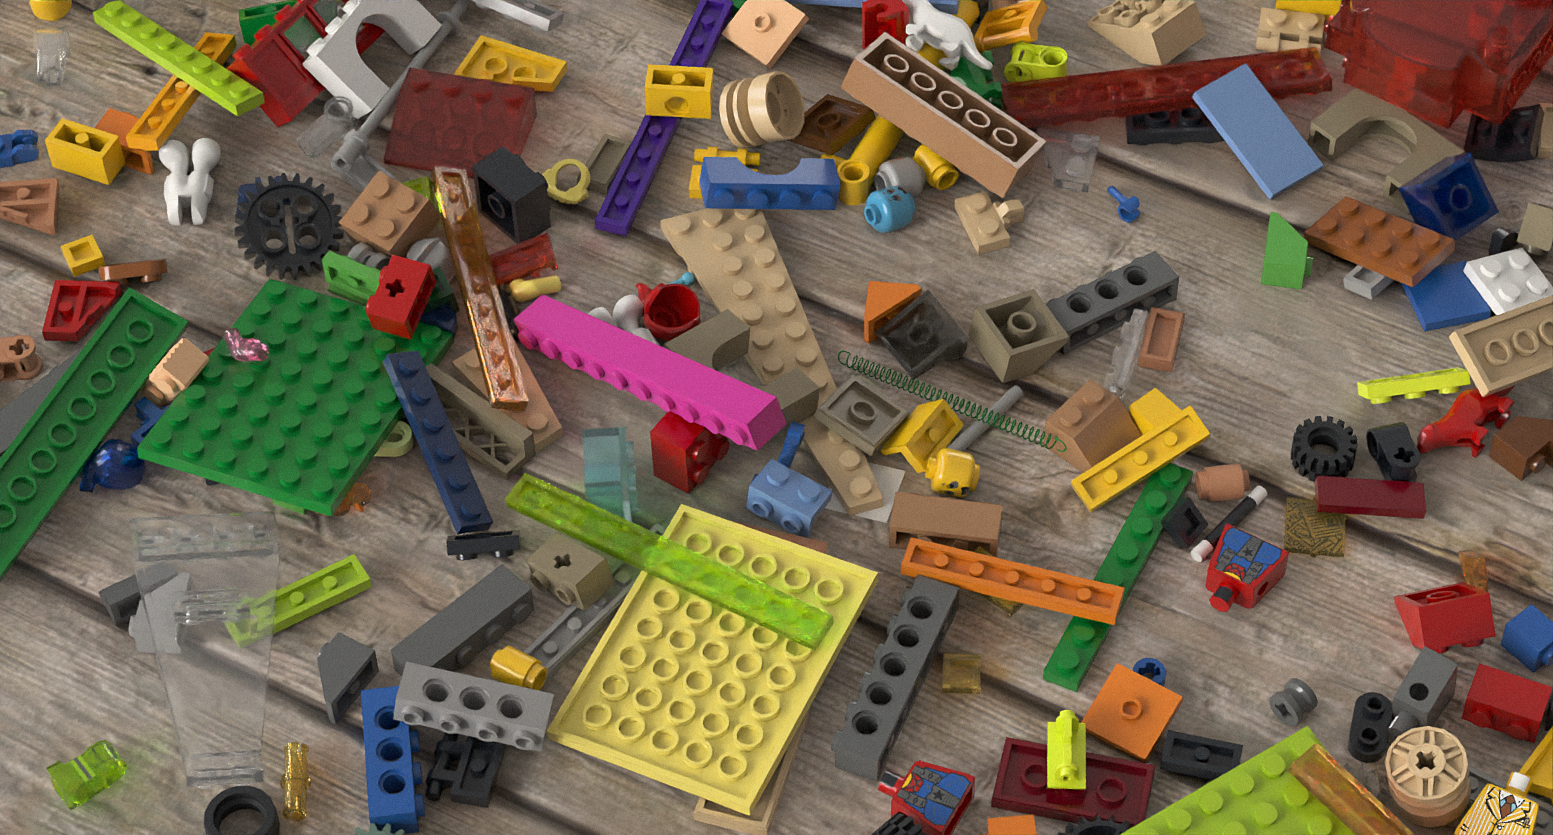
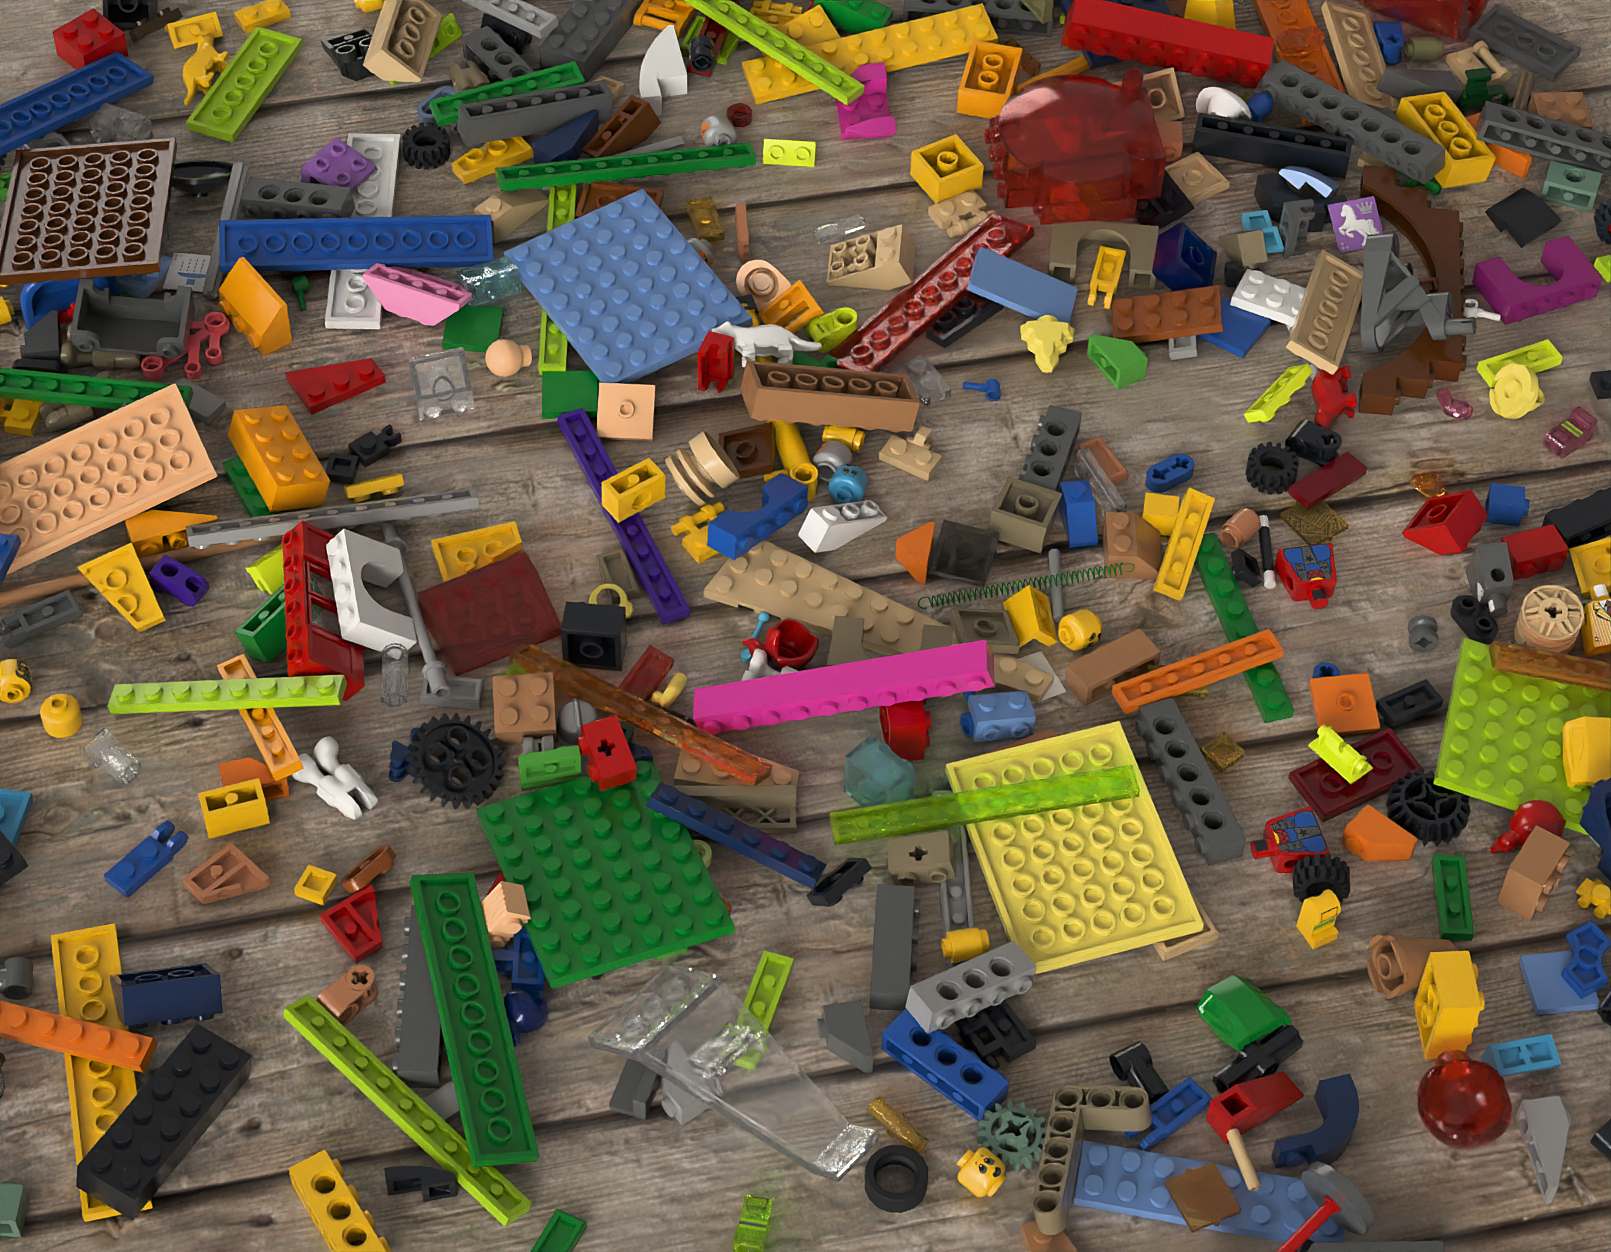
camera: 45 degrees left, 0 degrees up
(245, 348) = (538, 863): clear pink arm -> none
(843, 239) = (835, 525): none -> white slope
(1078, 361) = (1078, 513): none -> blue slope
(1216, 390) = (1172, 475): none -> blue beam
(1234, 195) = (1047, 340): none -> light yellow rock
(1364, 170) = (1106, 274): none -> yellow hinge

